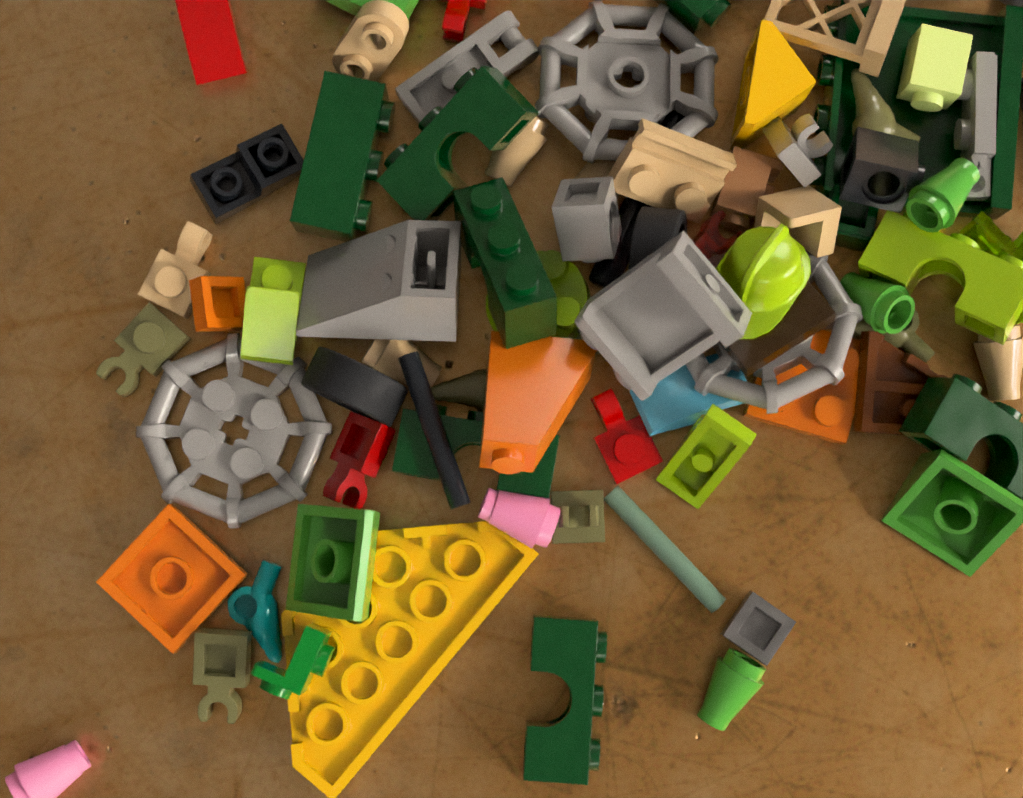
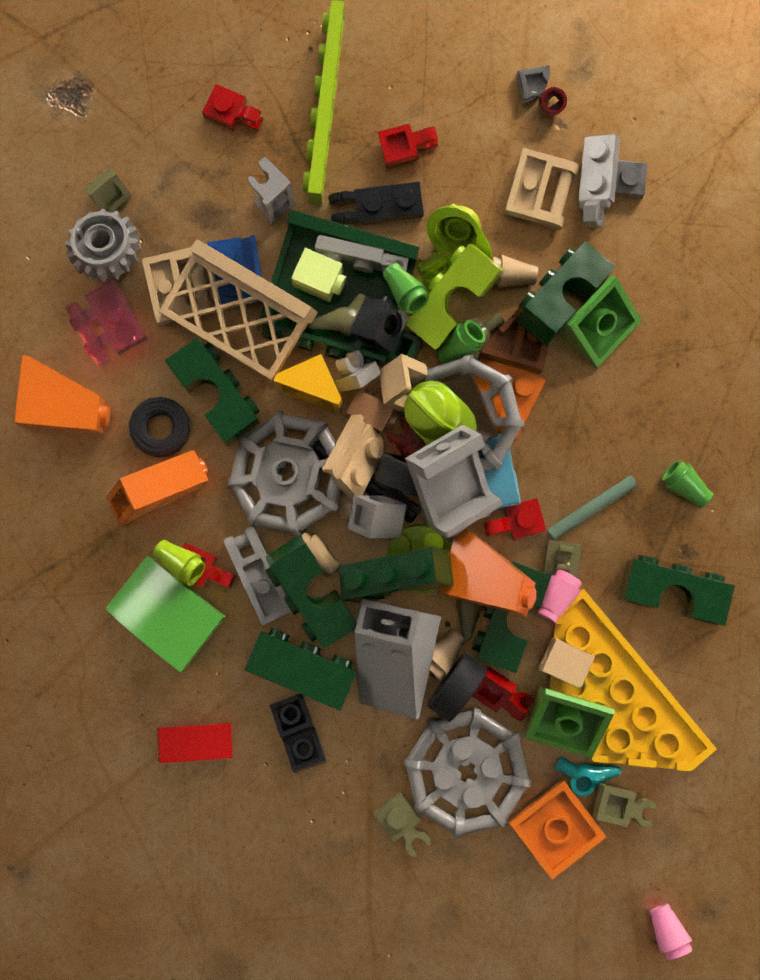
camera: 80 degrees left, 0 degrees up
(170, 274) = (359, 793): tan plate -> none
(218, 303) = (383, 767): orange plate -> none
(272, 310) = (394, 732): lime slope -> none
(309, 658) = (627, 747): green bracket -> none
(371, 40) = (230, 636): tan plate -> none
(420, 542) = (566, 662): none -> tan panel
(434, 430) = (496, 641): black bar -> none
(705, 456) = (540, 470): lime slope -> none
(758, 628) = (652, 459): flat silver plate -> none

